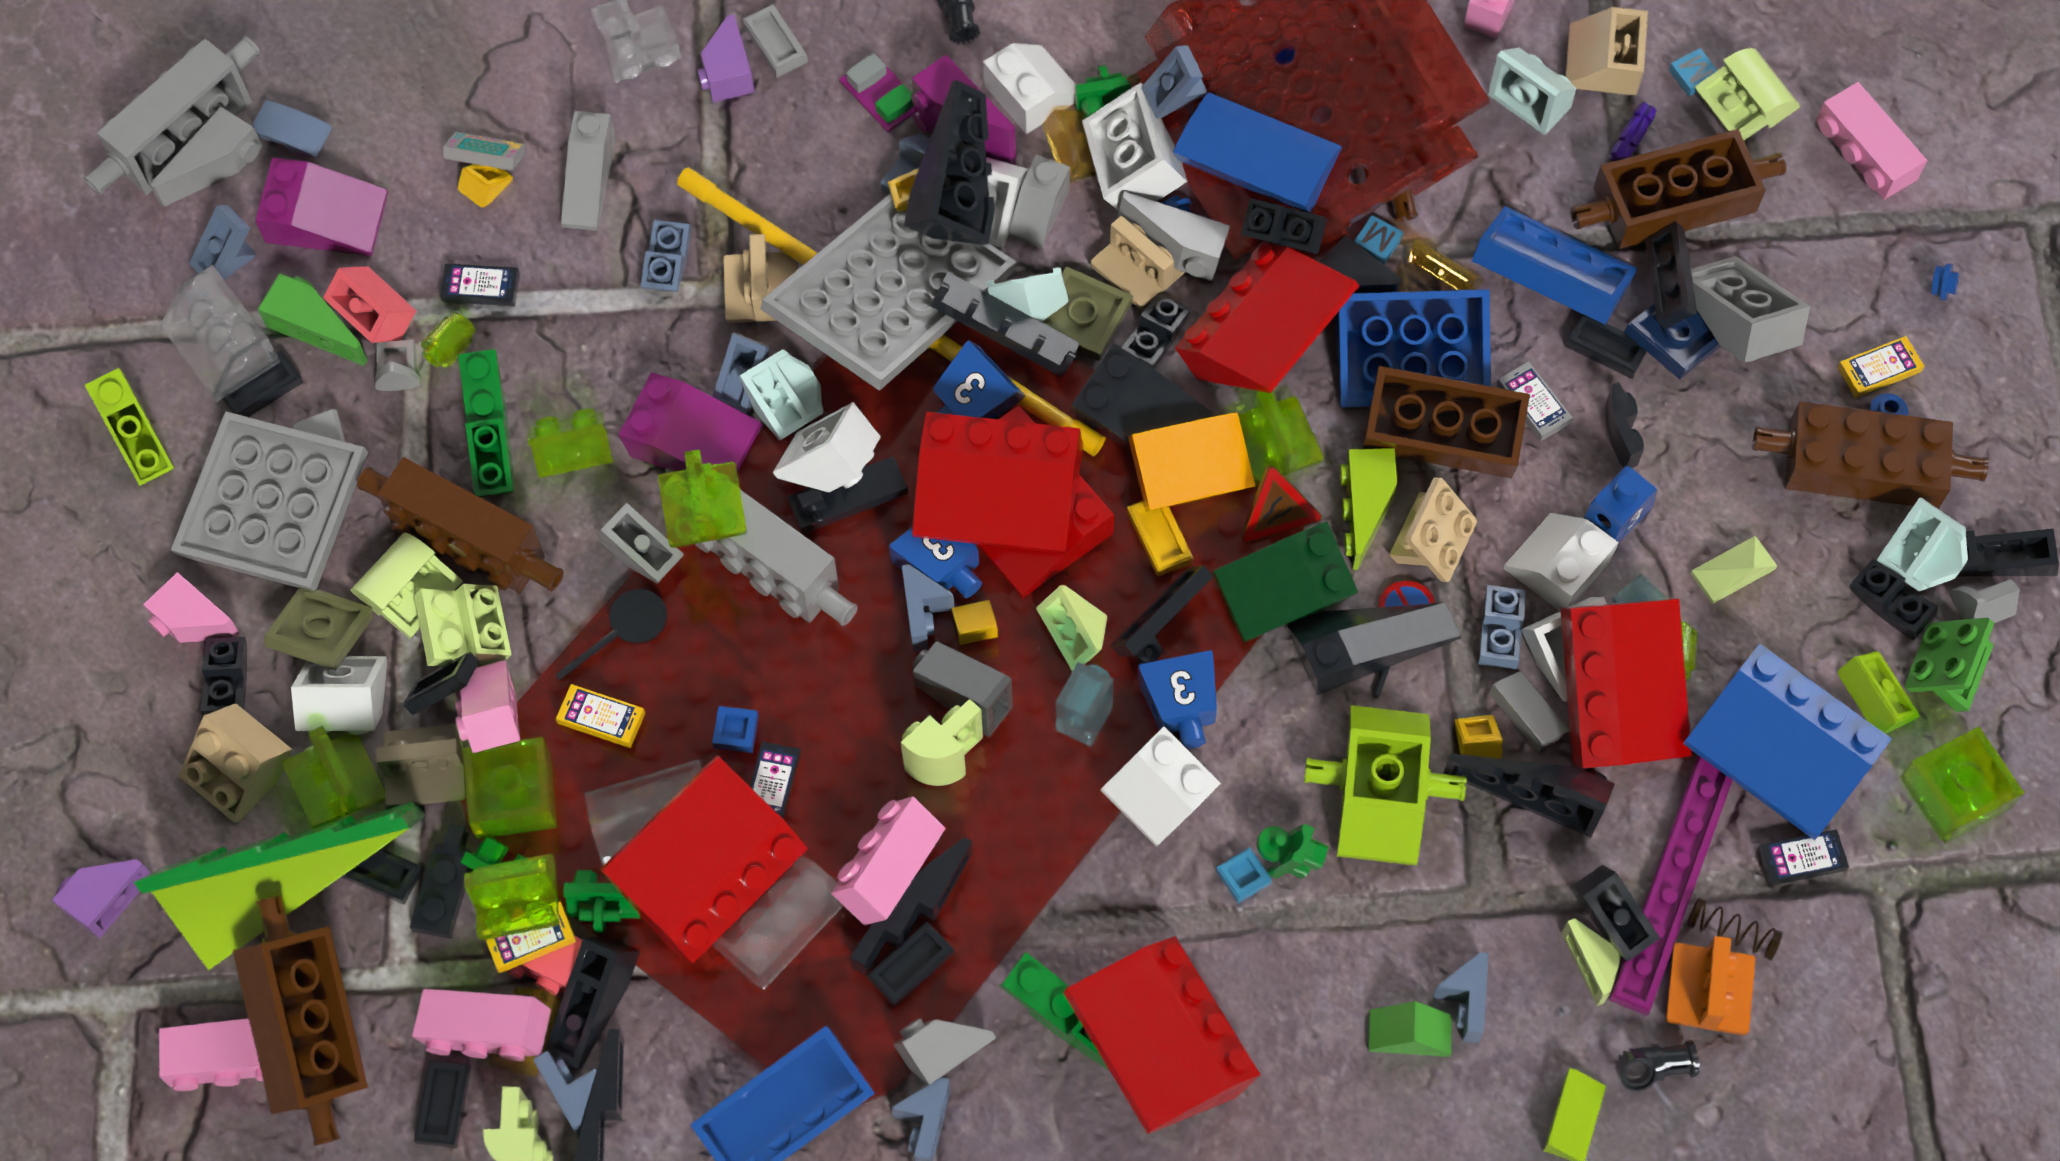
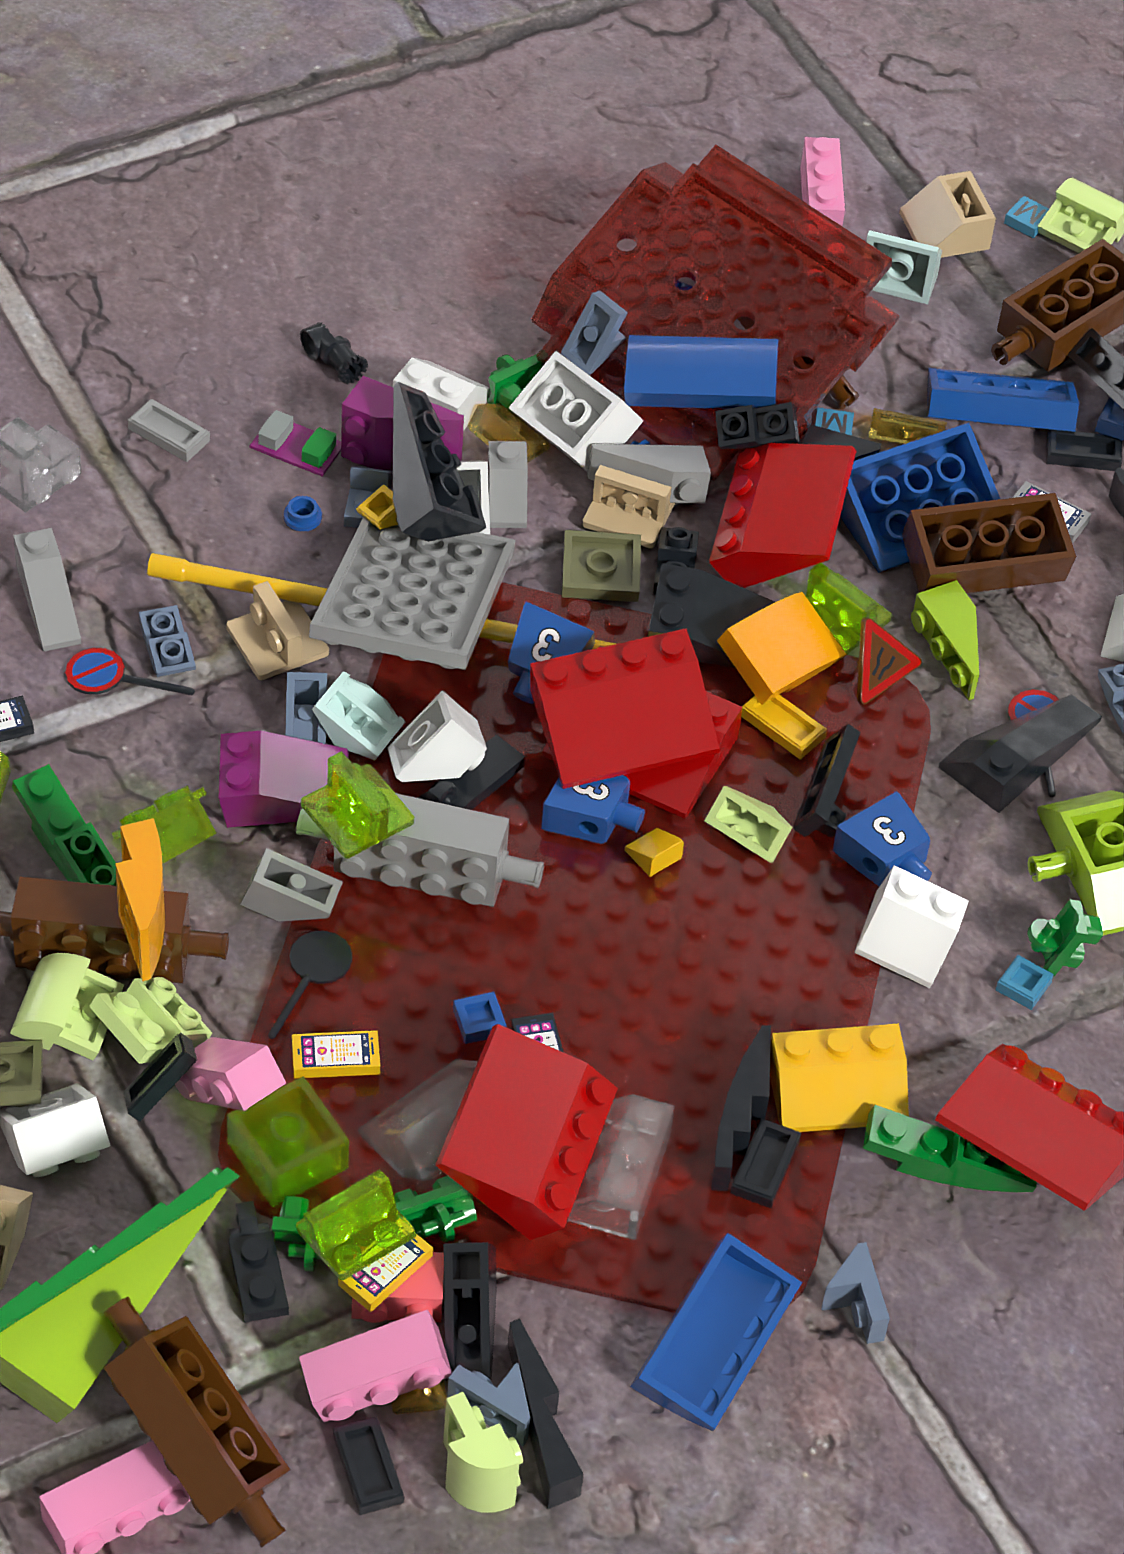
camera: 30 degrees left, 15 degrees down
(333, 777) = (86, 1204): clear neon green bracket -> none
(386, 875) = (193, 1280): black tile -> none
(422, 765) = (172, 1158): dark tan bracket -> none
(476, 523) = (142, 893): none -> light orange slope
(599, 262) = (102, 670): none -> piece
(725, 64) = (137, 459): medium lavender slope -> none
(843, 160) = (302, 514): none -> blue plate
(887, 860) = (703, 1069): bright pink brick -> none
(922, 600) = (597, 848): sand blue slope -> none
(937, 751) = (693, 957): yellowish green brick -> none
(938, 1047) = (836, 1222): light grey slope -> none
(956, 678) = (683, 900): dark grey slope -> none
(1005, 324) = (543, 588): black hinge -> none
(1011, 911) = (837, 1076): none -> yellow slope
(1034, 295) = (549, 559): light aqua slope -> none
(1084, 703) = (807, 874): clear light blue brick -> none
(1285, 582) = (925, 718): dark green slope -> none
(1435, 531) = (1026, 639): tan bracket -> none
(1633, 132) = (1005, 276): dark purple axle -> none

